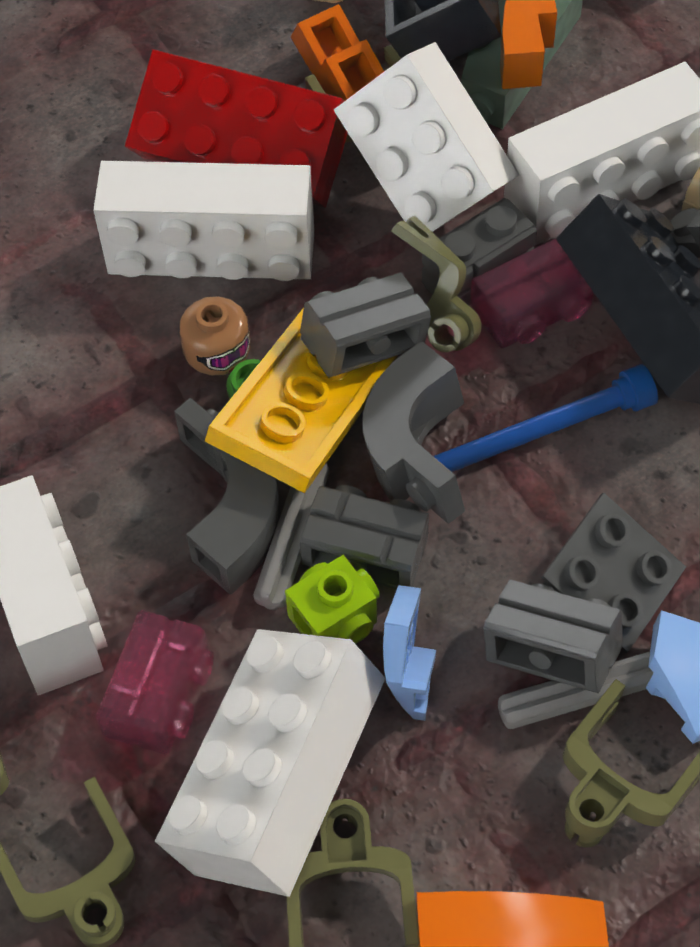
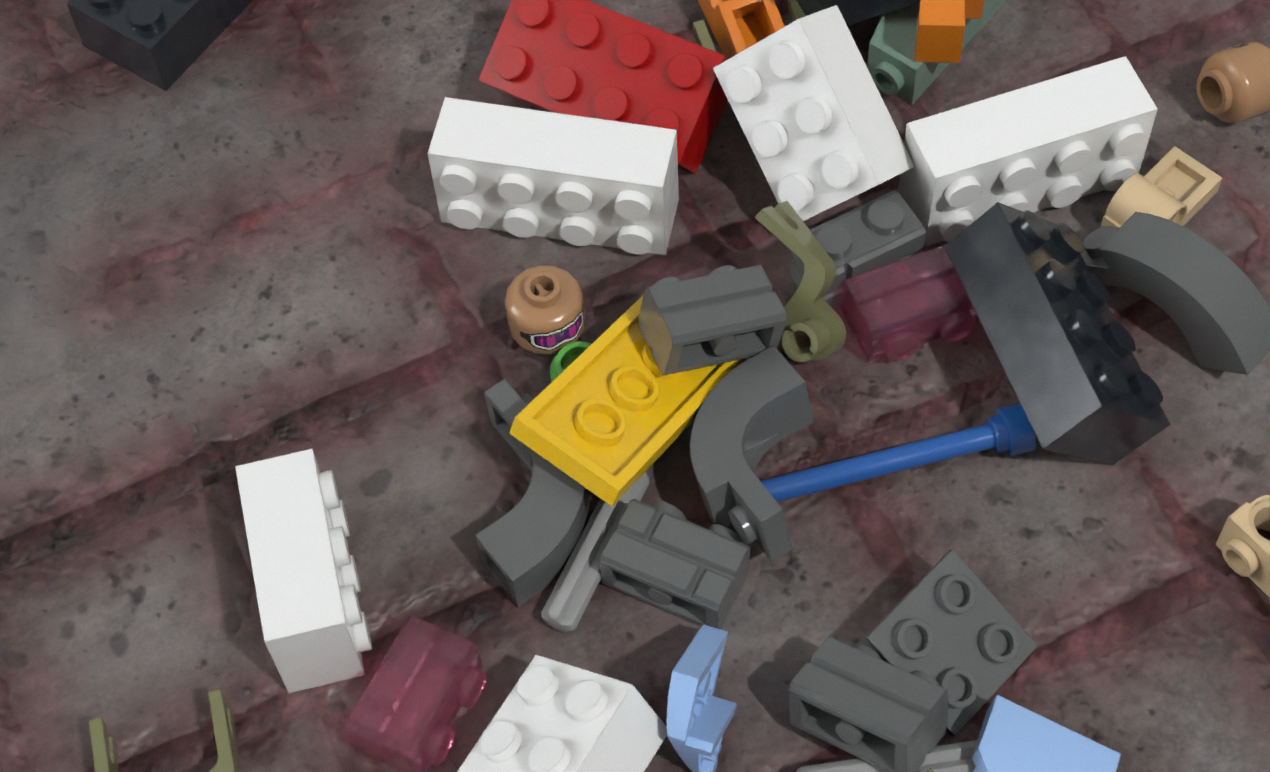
camera: 10 degrees right, 0 degrees up
(334, 601) = (627, 635): lime brick -> none

